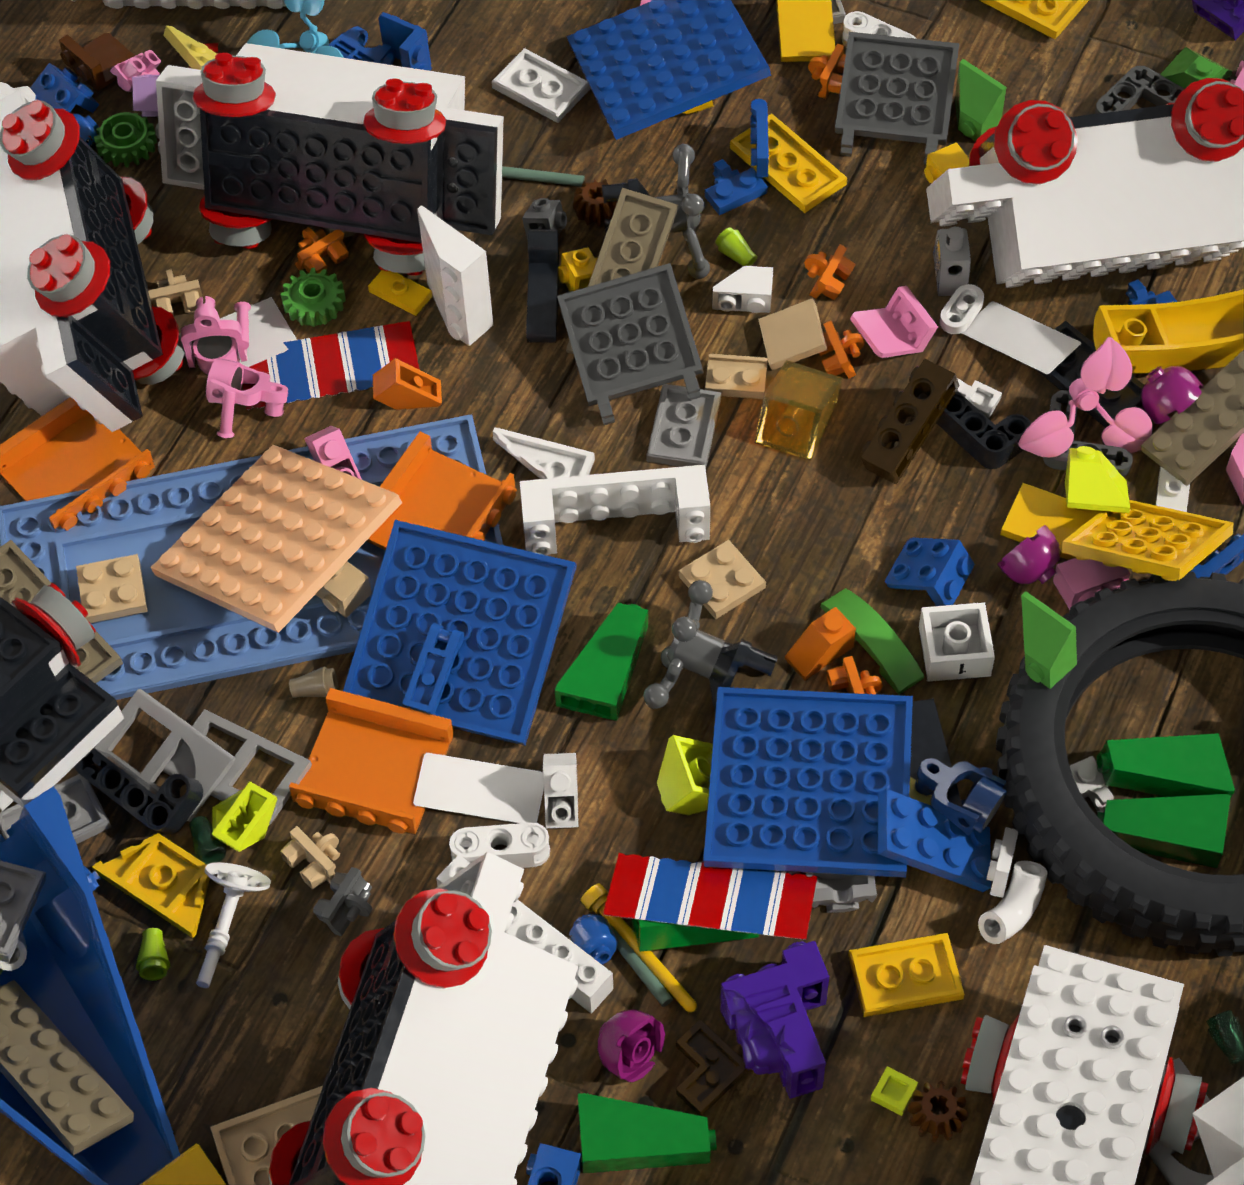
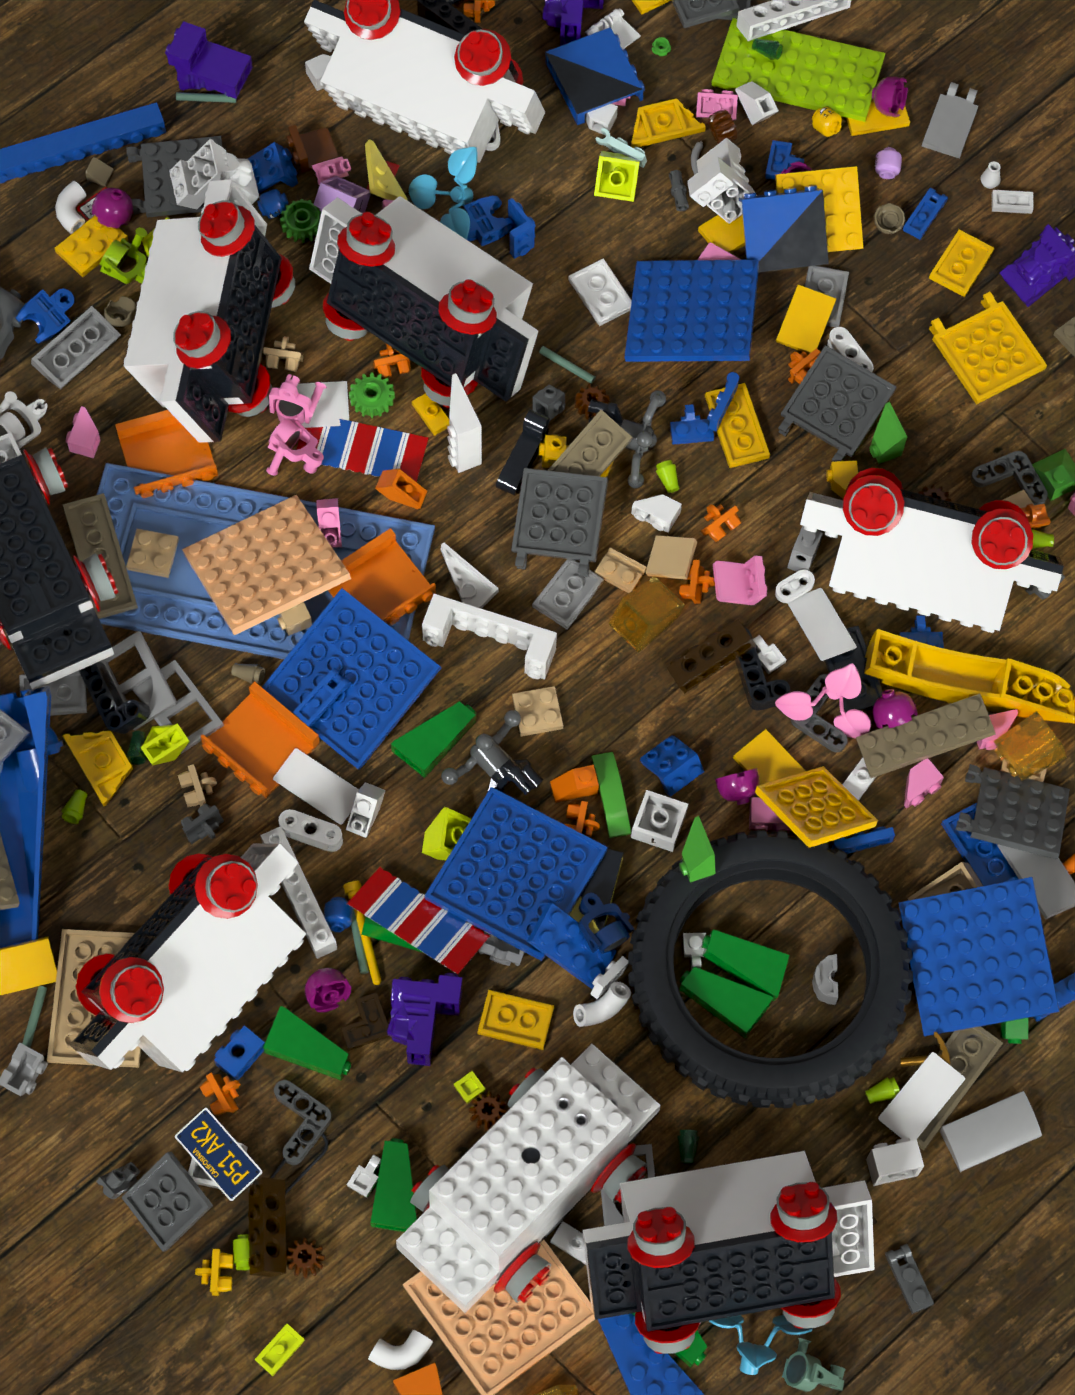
camera: 20 degrees right, 10 degrees up
(235, 883) = (140, 787): white dish -> none
(1094, 482) = (810, 751): neon yellow slope -> none

